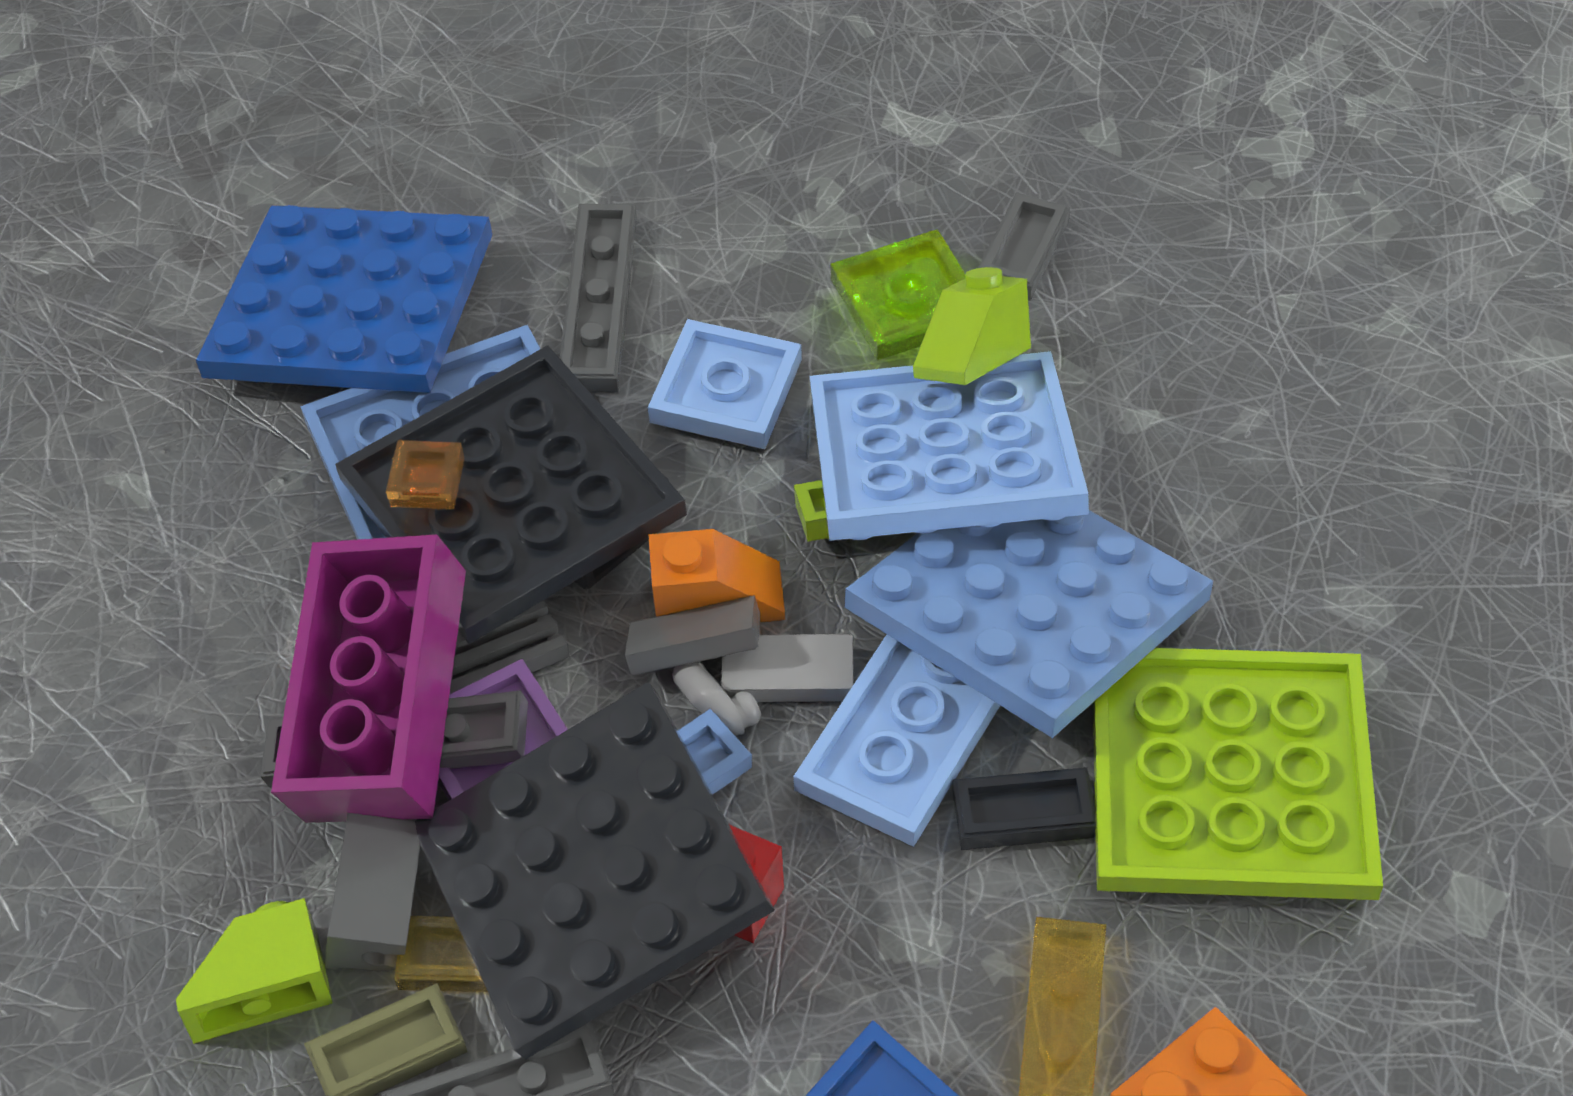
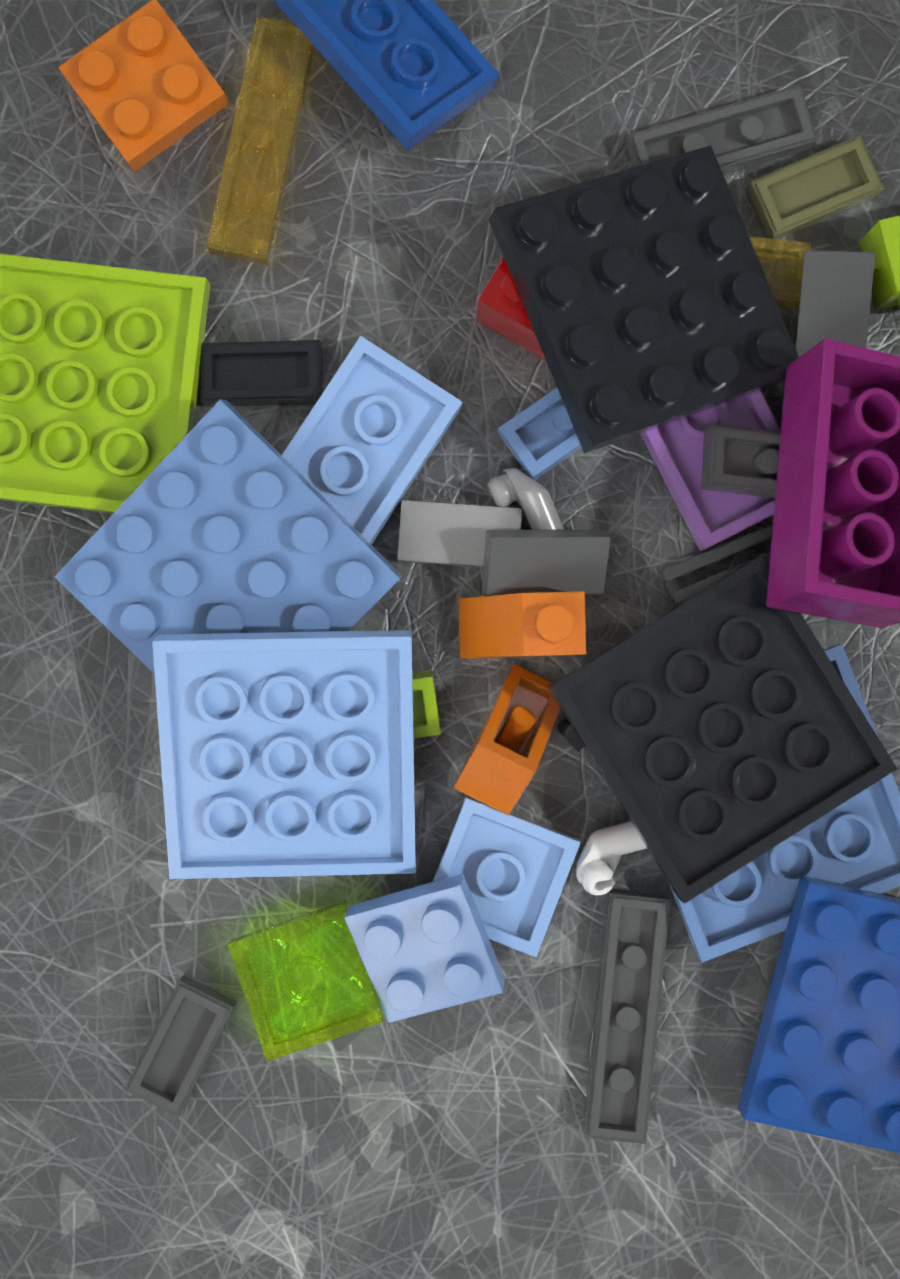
camera: 175 degrees left, 35 degrees up
(425, 474) = (810, 725): clear orange plate -> none
(630, 400) = (603, 854): none -> white arm
(724, 477) = (510, 741): none -> orange slope
(794, 316) = (425, 948): none -> plate
(975, 328) = (243, 892): lime slope -> none

